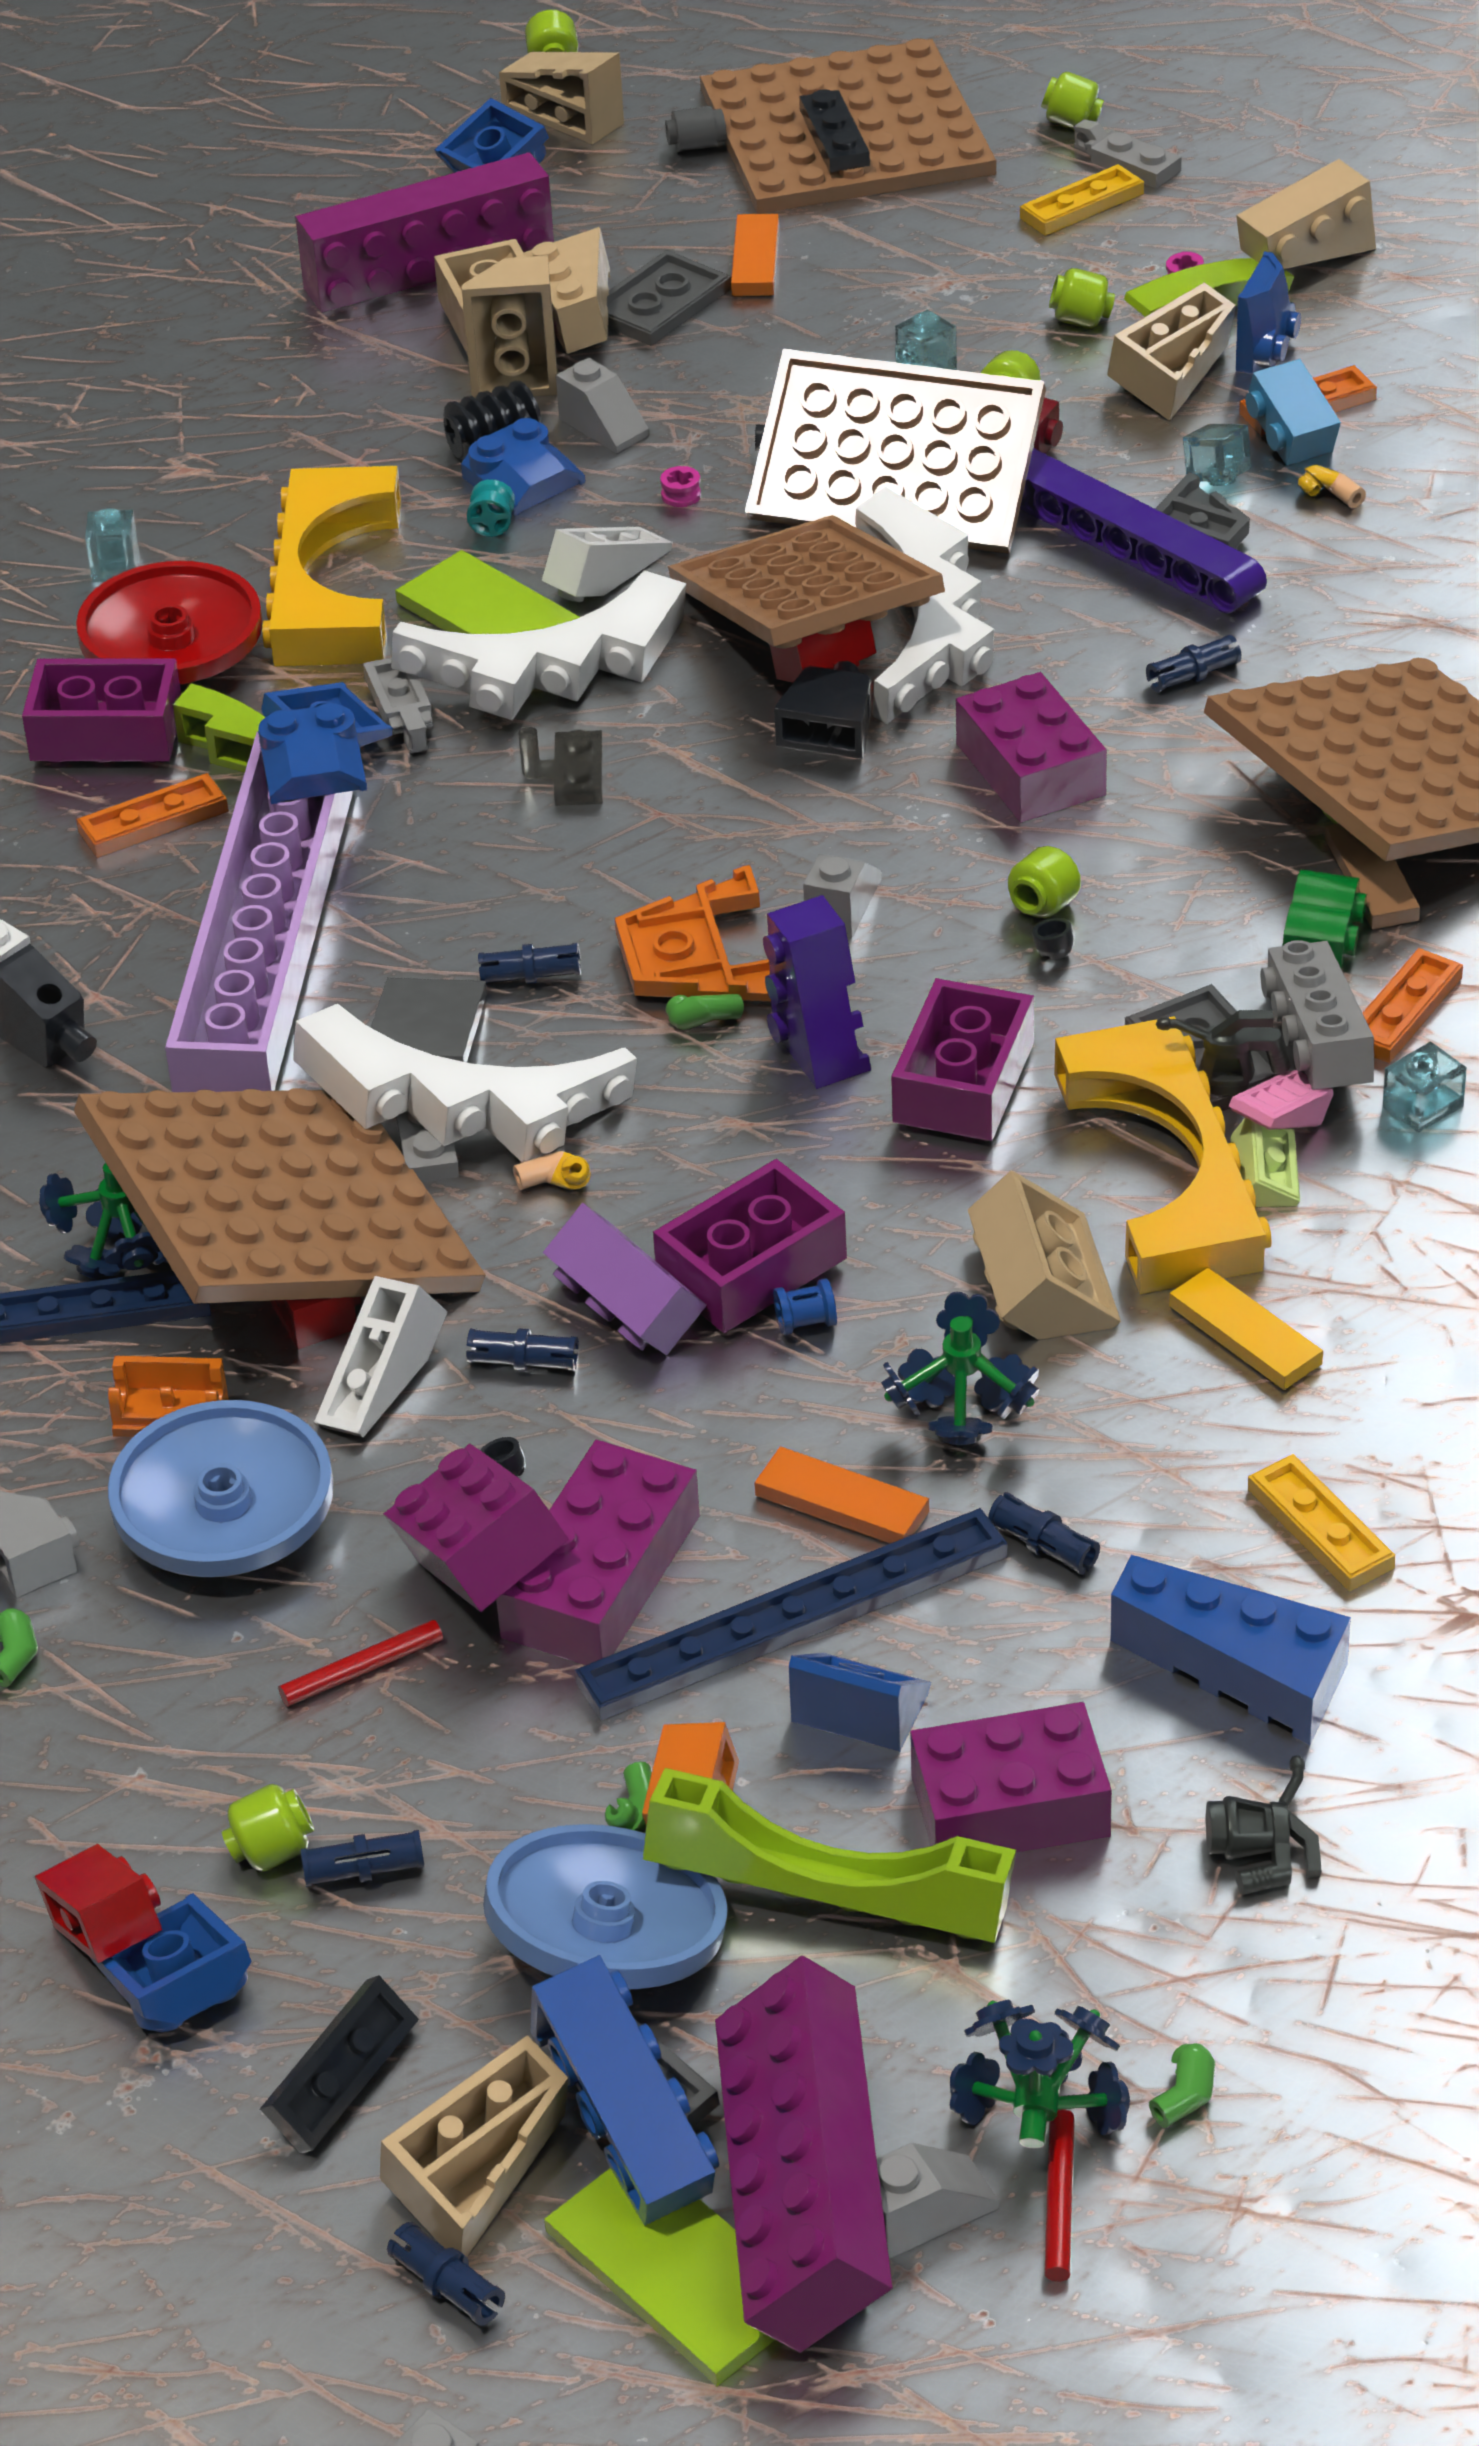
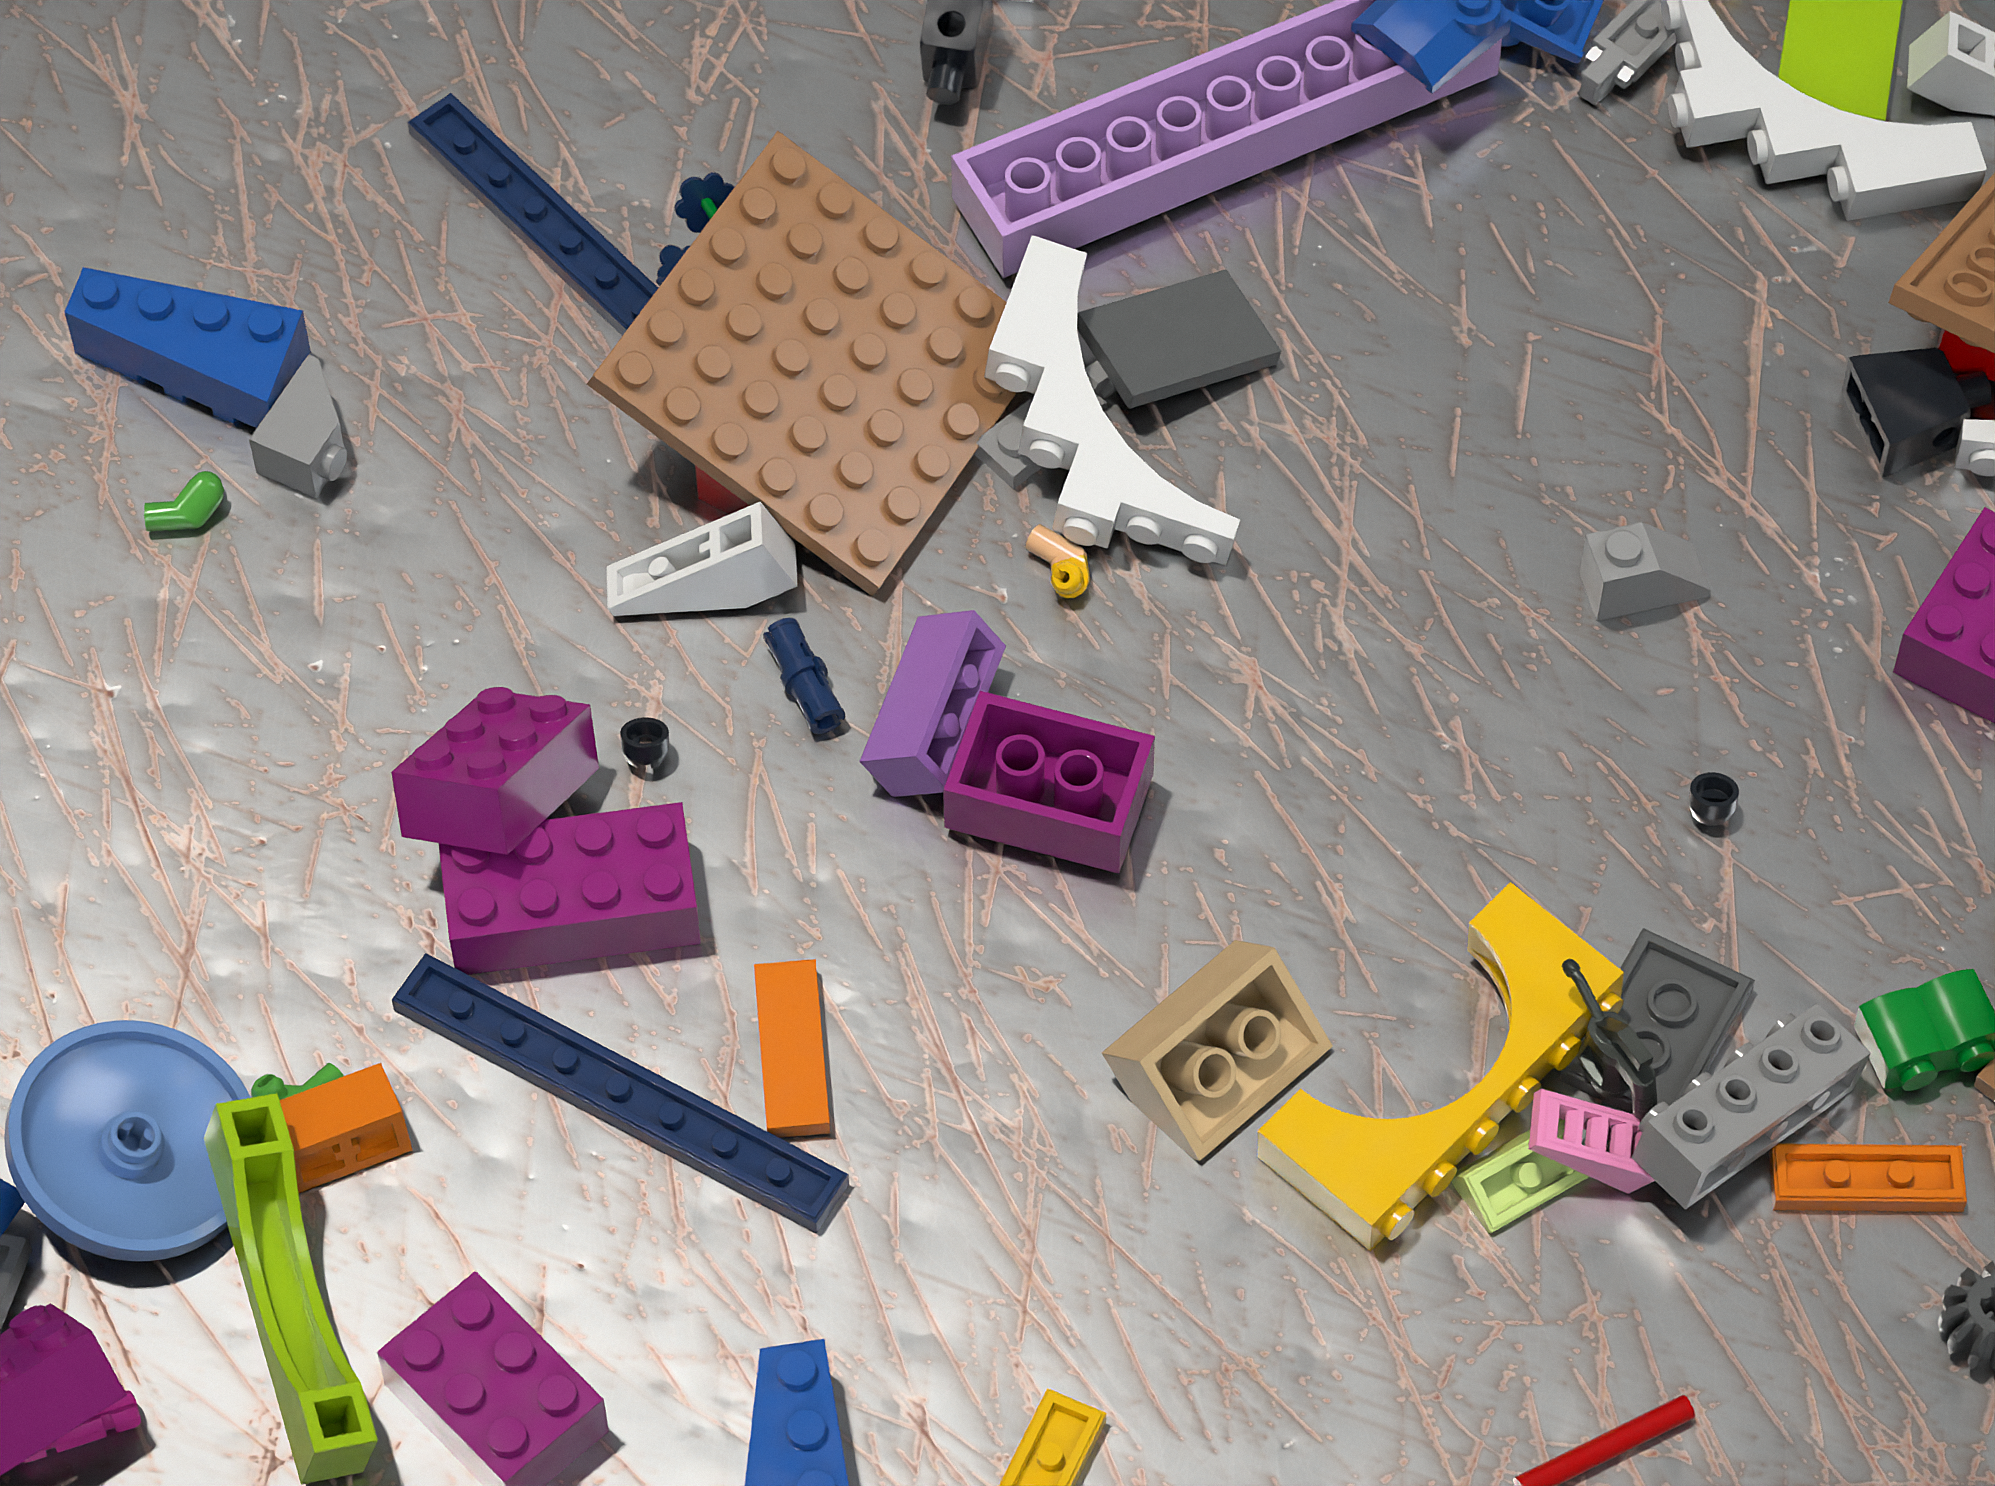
camera: 55 degrees right, 15 degrees up
(160, 1385) = (546, 438): orange hinge -> none
(220, 1488) = (448, 544): medium blue dish -> none
(267, 1827) = (83, 825): lime head -> none
(360, 1663) = (326, 775): red bar -> none
(403, 1851) = (99, 918): dark blue pin -> none
(529, 963) = (1333, 372): dark blue pin -> none
(575, 765) = (1658, 242): clear smoke plate -> none
(678, 947) = (1454, 476): orange wing -> none
(698, 1010) = (1366, 545): bright green arm -> none
(805, 1306) = (1015, 875): blue bush -> none
(809, 991) = (1420, 636): dark purple wedge -> none
(854, 1699) = (542, 1199): blue slope -> none
(963, 1059) = (1448, 817): magenta brick -> none
(1003, 1385) = (991, 1045): dark blue plant -> none
(1044, 882) = (1784, 744): lime head -> none
(1044, 1533) = (852, 1247): dark blue pin -> none
(1246, 1328) = (1263, 1278): yellow tile -> none
(1424, 1087) = (1729, 1260): clear light blue brick -> none

